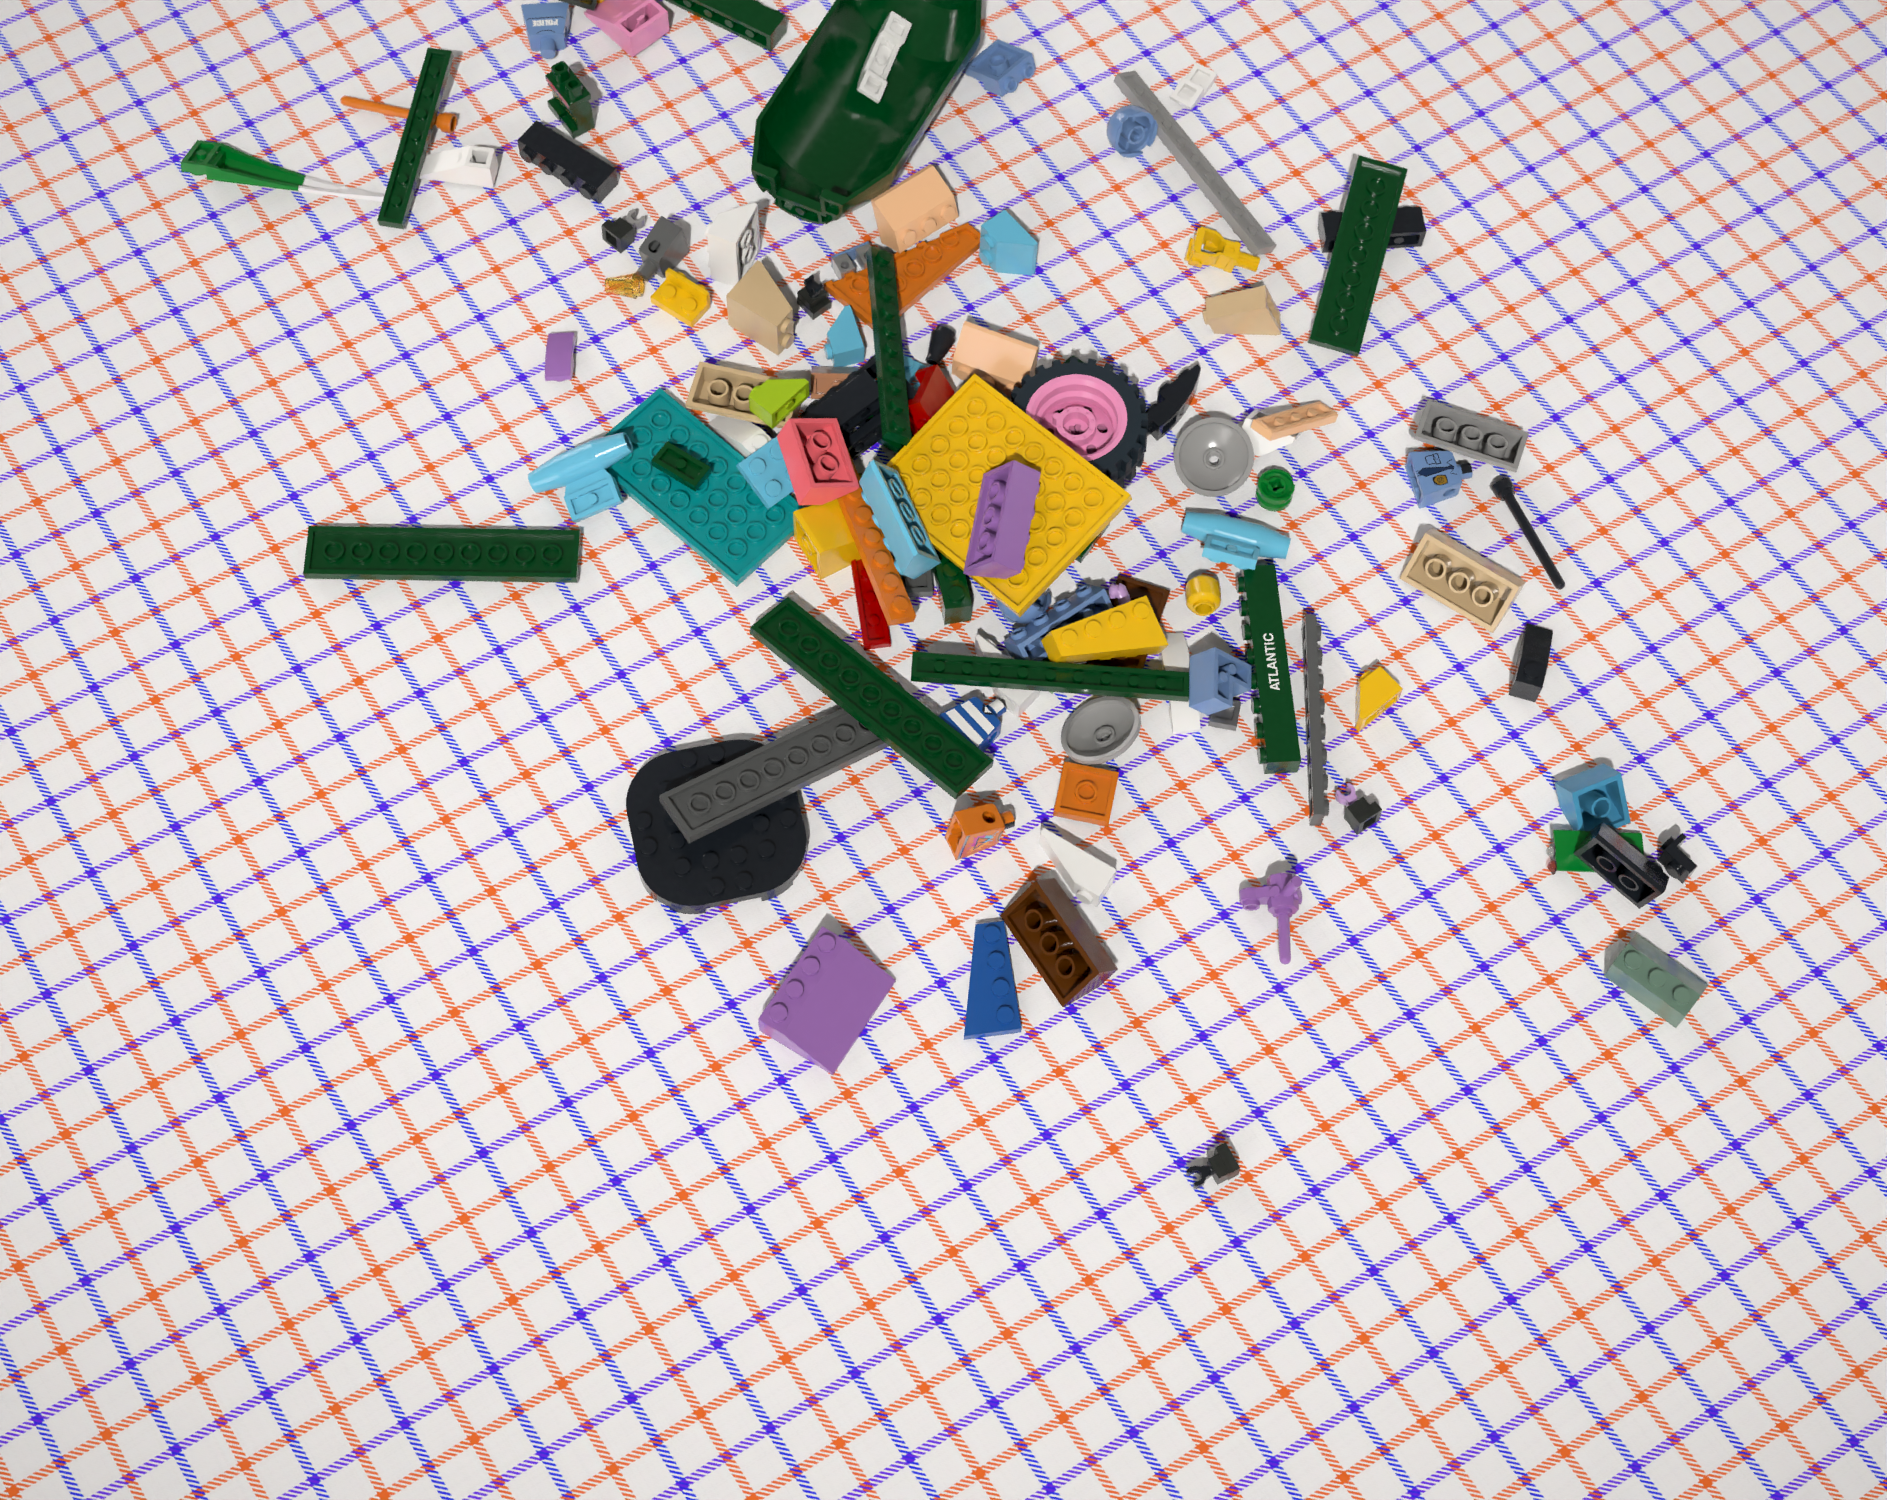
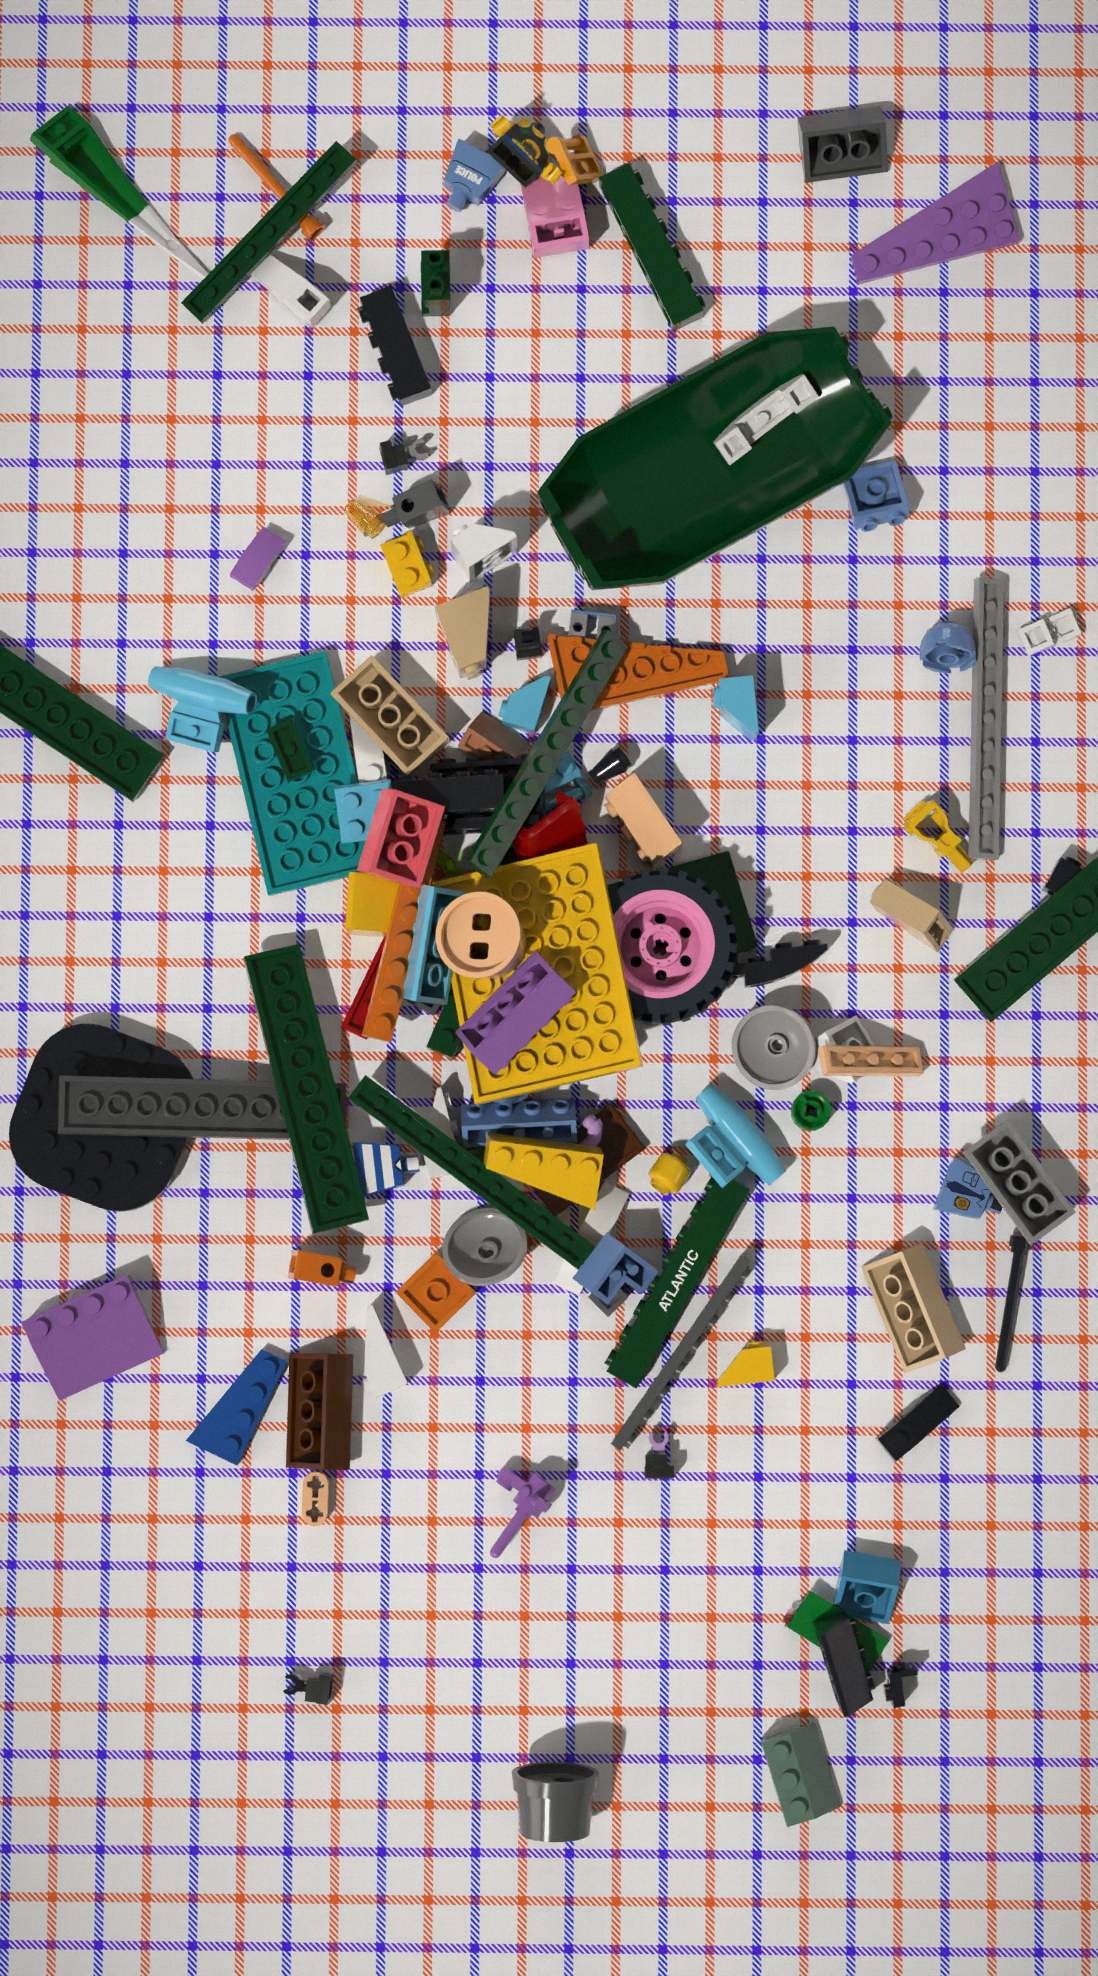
camera: 35 degrees right, 20 degrees up
(777, 399) = (410, 745): lime slope -> none
(914, 209) = (678, 612): light nougat slope -> none
(929, 461) = (504, 937): none -> light nougat piece
(1110, 1011) = (323, 1498): none -> light nougat beam
(1487, 1118) = (555, 1800): none -> dark grey piece

